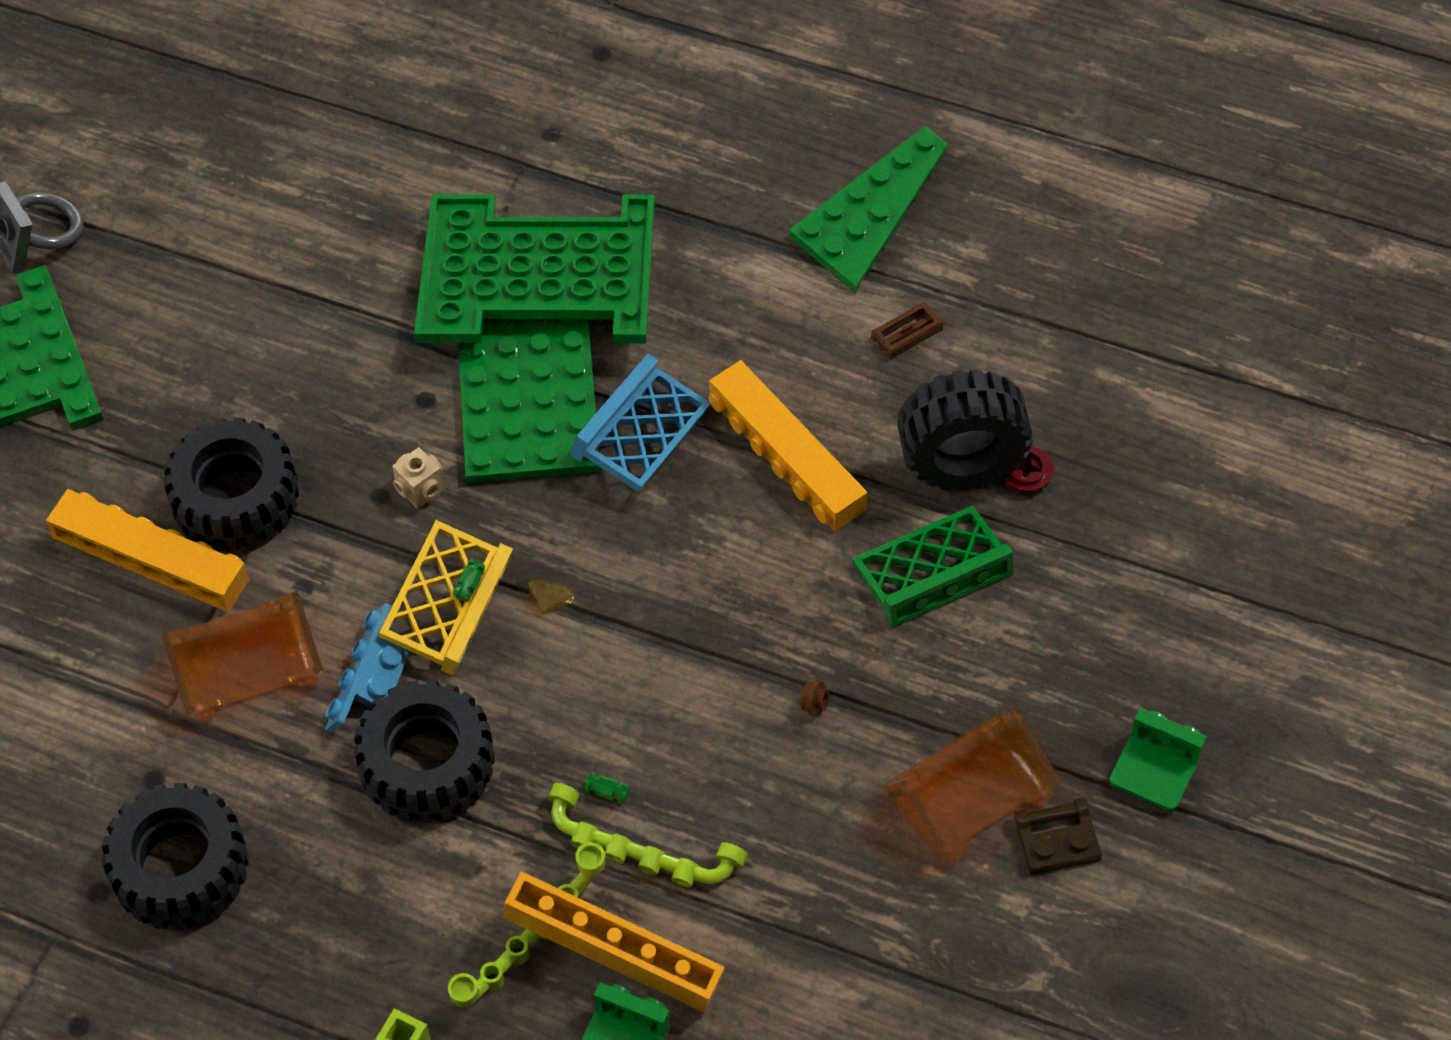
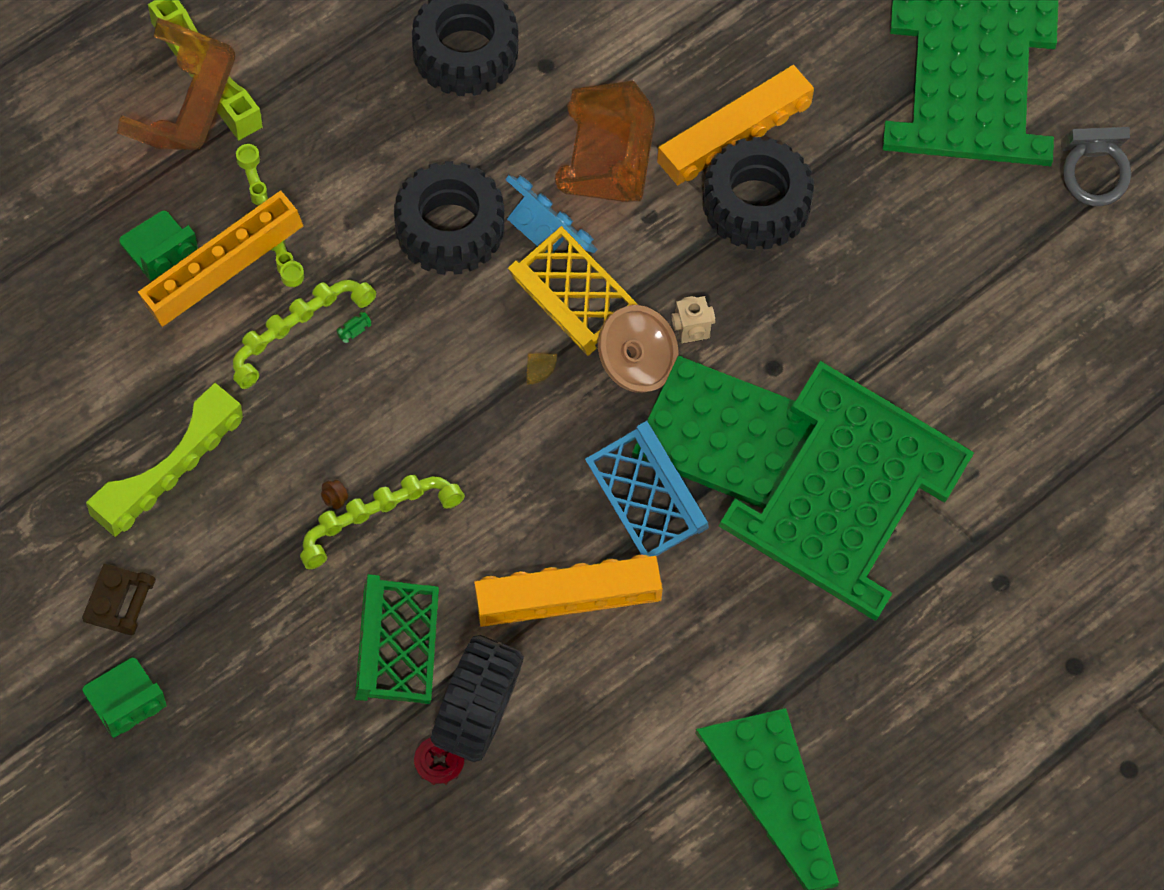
camera: 115 degrees right, 5 degrees up
(469, 580) = (571, 304): green piece -> none
(485, 503) = (649, 342): none -> medium nougat dish
(806, 858) = (124, 500): none -> lime arch
(817, 666) = (385, 500): none -> lime bar
(910, 334) = (633, 774): reddish brown tile -> none
(973, 783) = (196, 552): clear orange windscreen -> none

